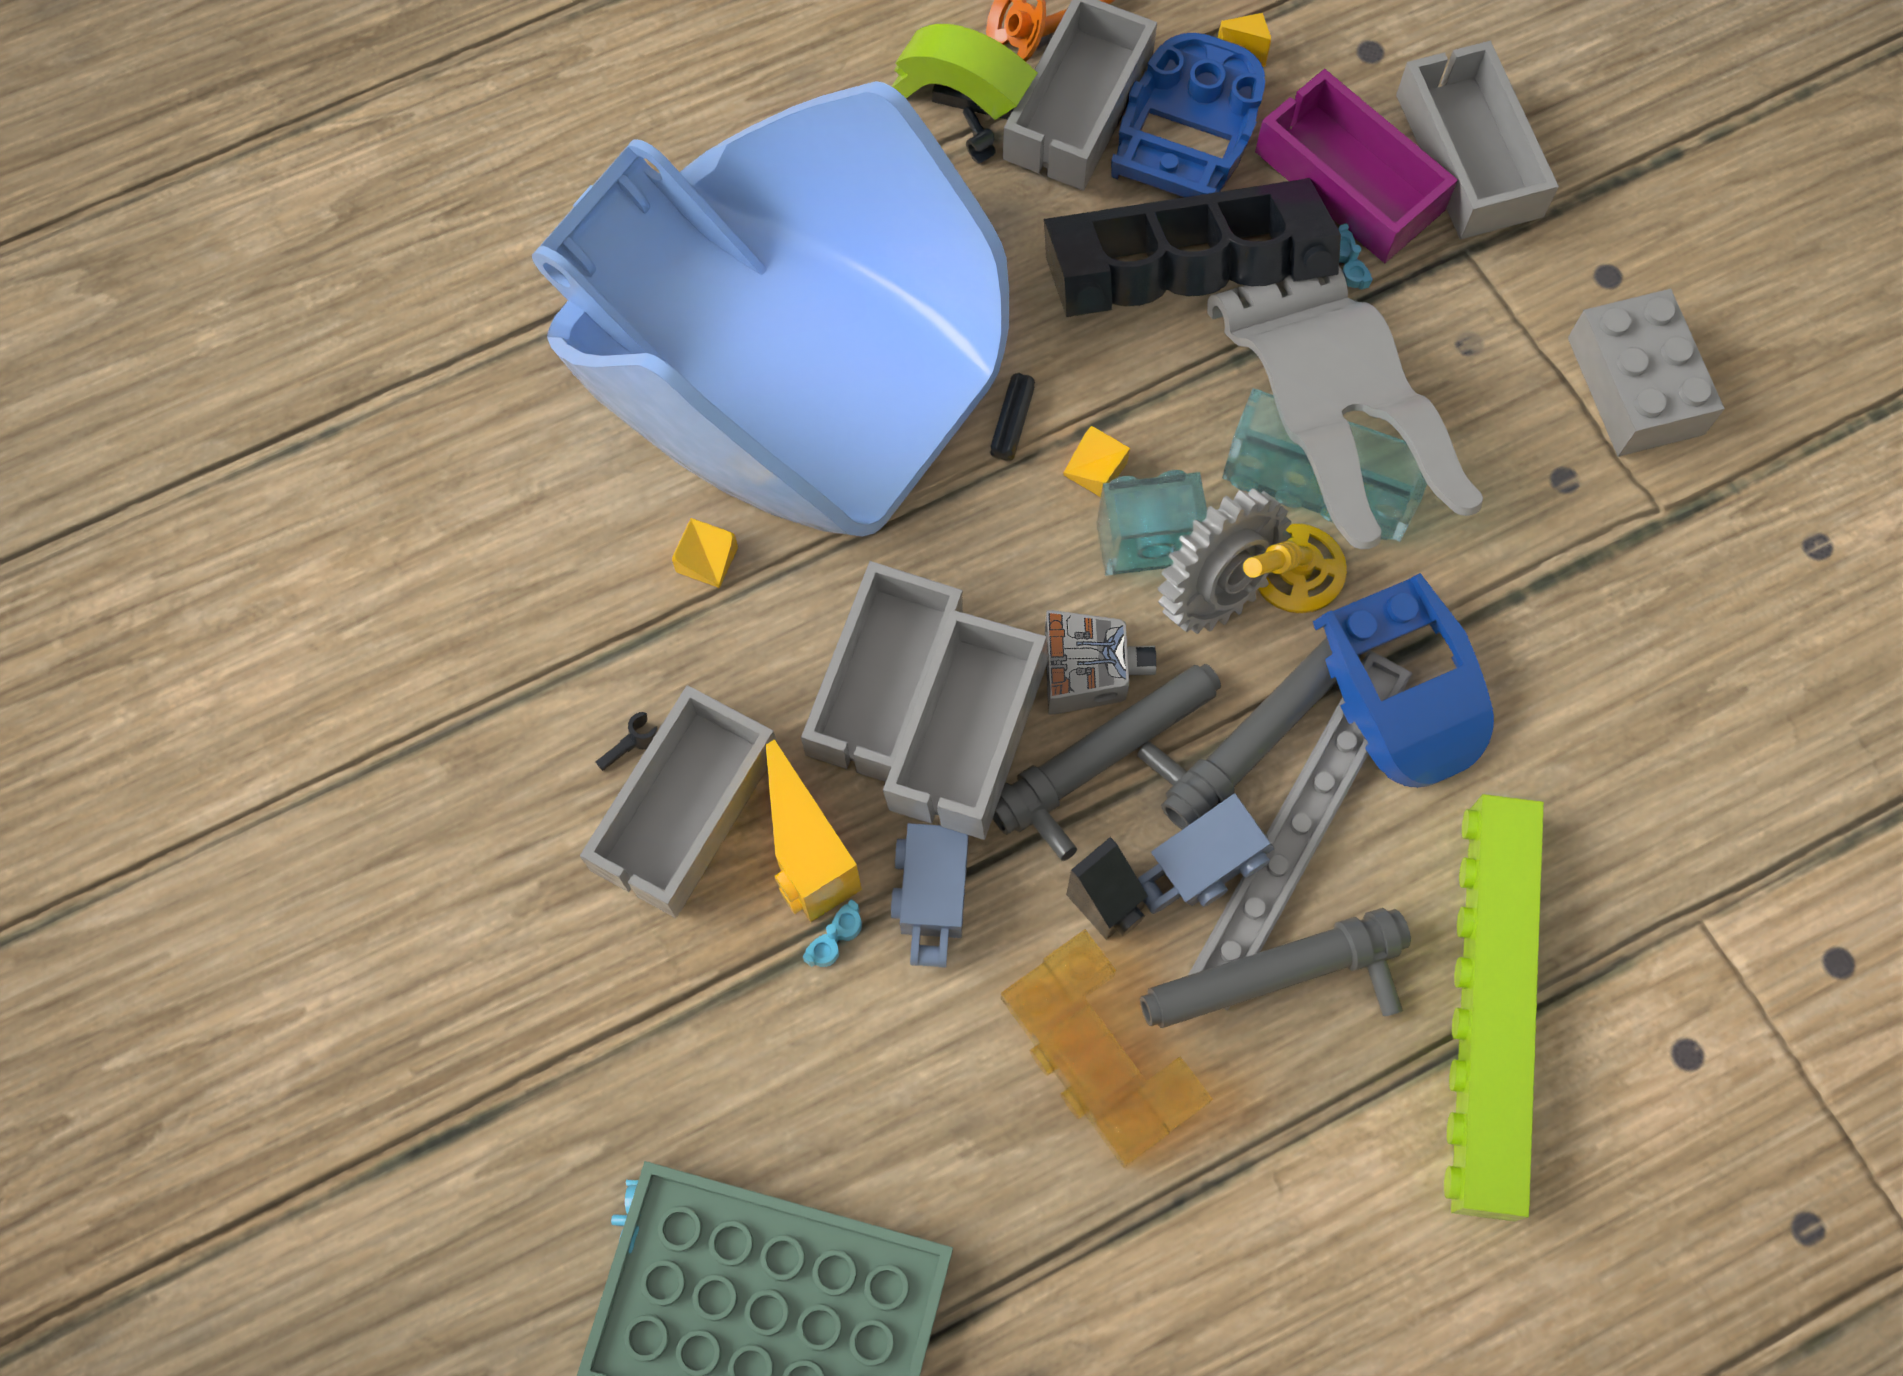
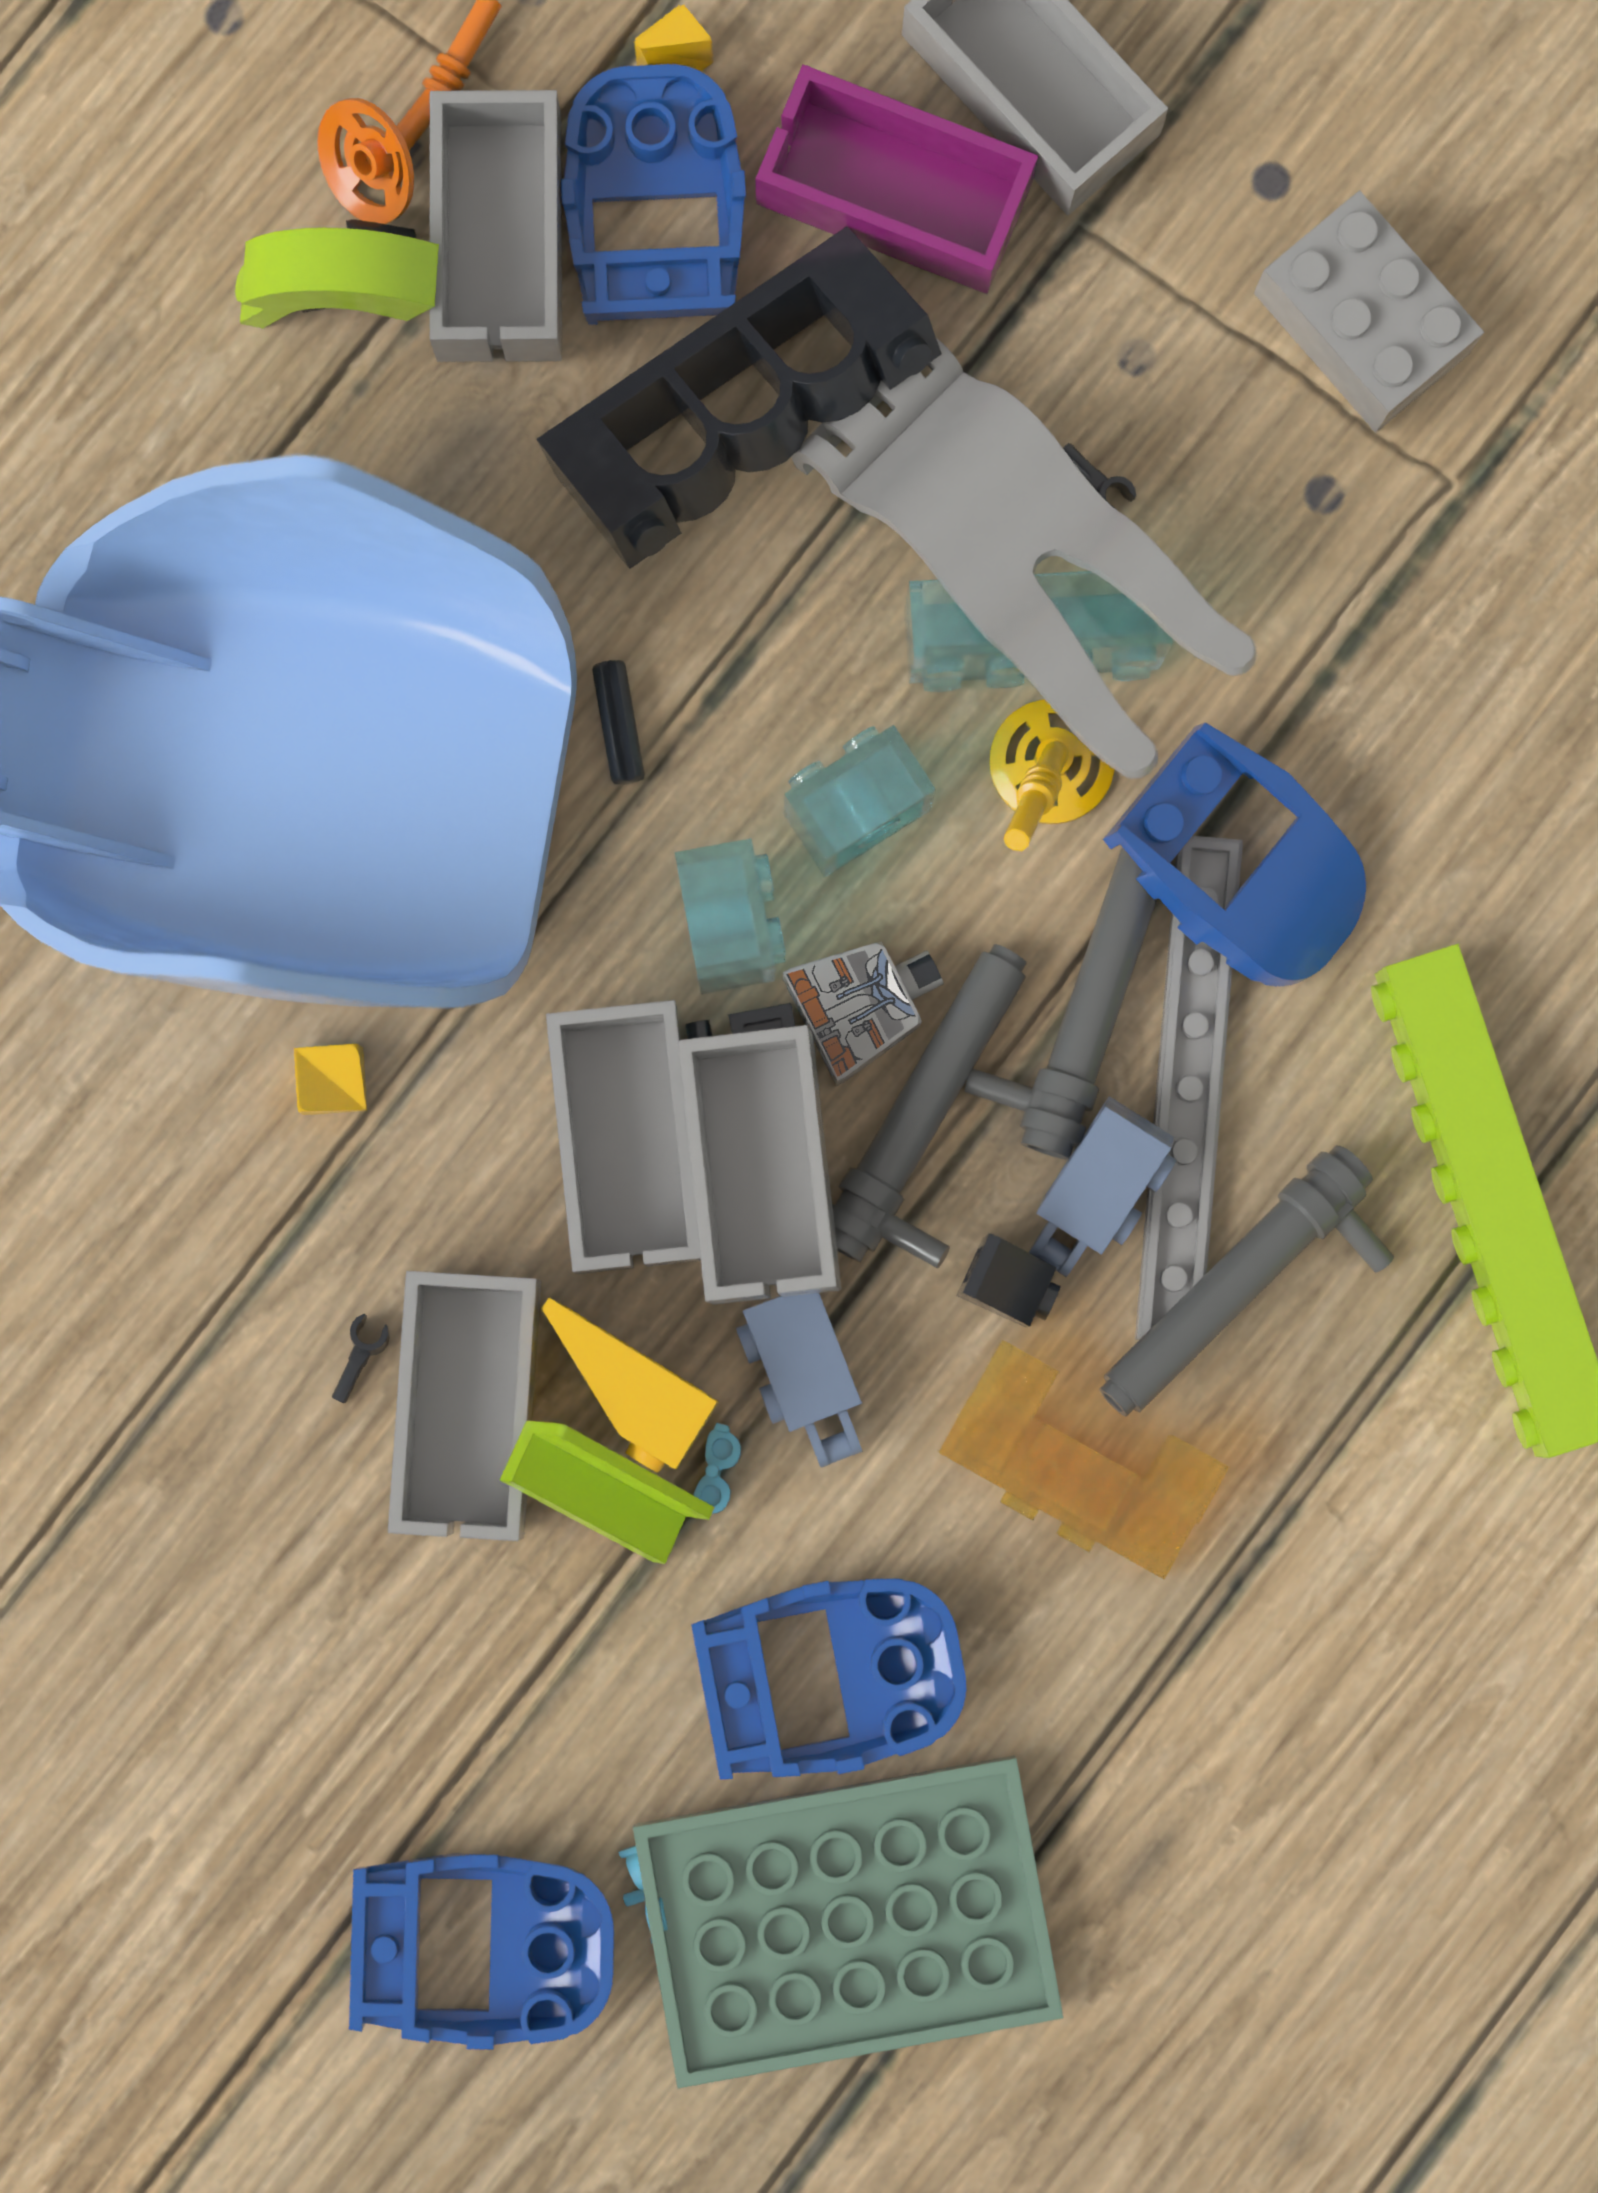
camera: 30 degrees left, 15 degrees up
(535, 1224) = (545, 1951): none -> blue slope
(746, 899) = (600, 1489): none -> lime panel
(895, 1131) = (893, 1664): none -> blue slope
(979, 145) = (400, 353): black hand -> none
(1027, 558) = (727, 917): none -> clear light blue brick
(1097, 460) = (750, 738): yellow slope -> none
(1208, 569) = (966, 820): light grey gear -> none
(1354, 271) = (954, 323): medium azure piece -> none

